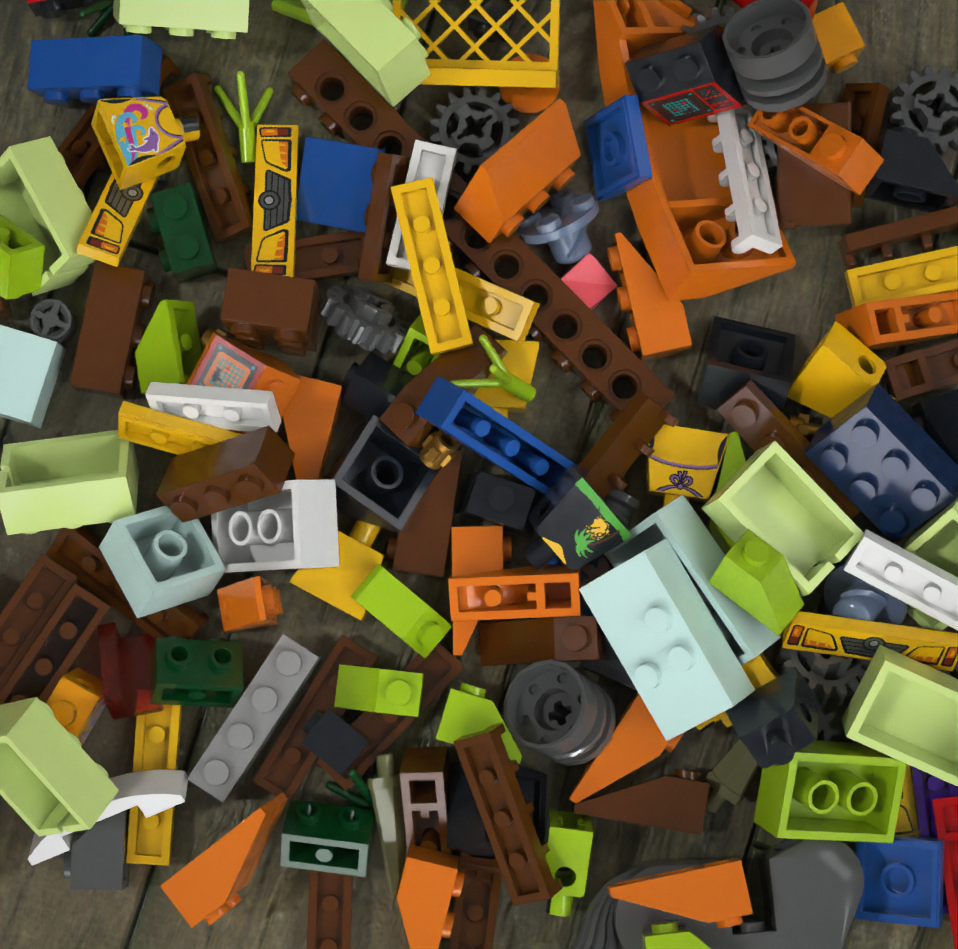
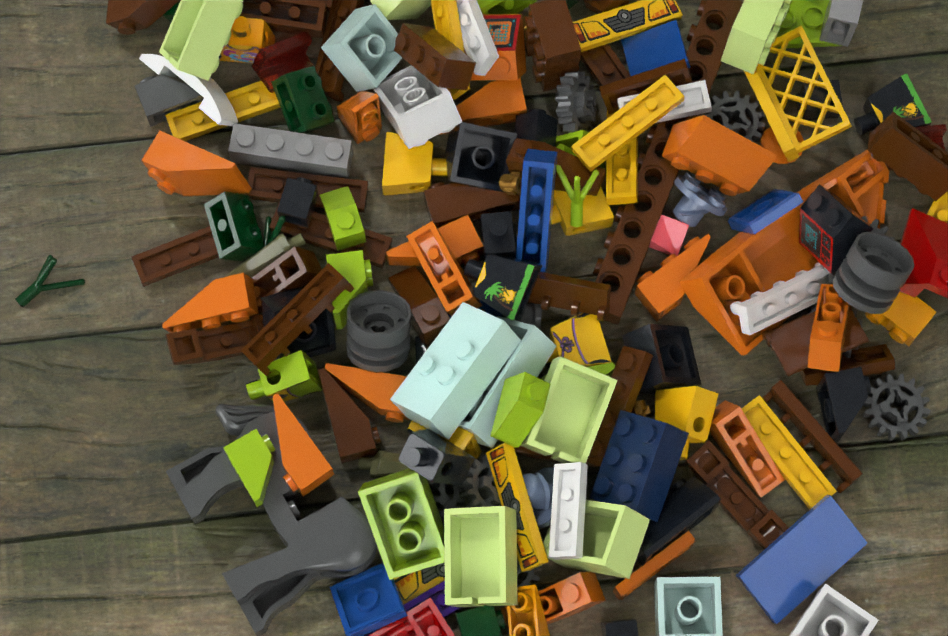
camera: 65 degrees right, 10 degrees down
(401, 611) = (399, 206): lime slope -> none

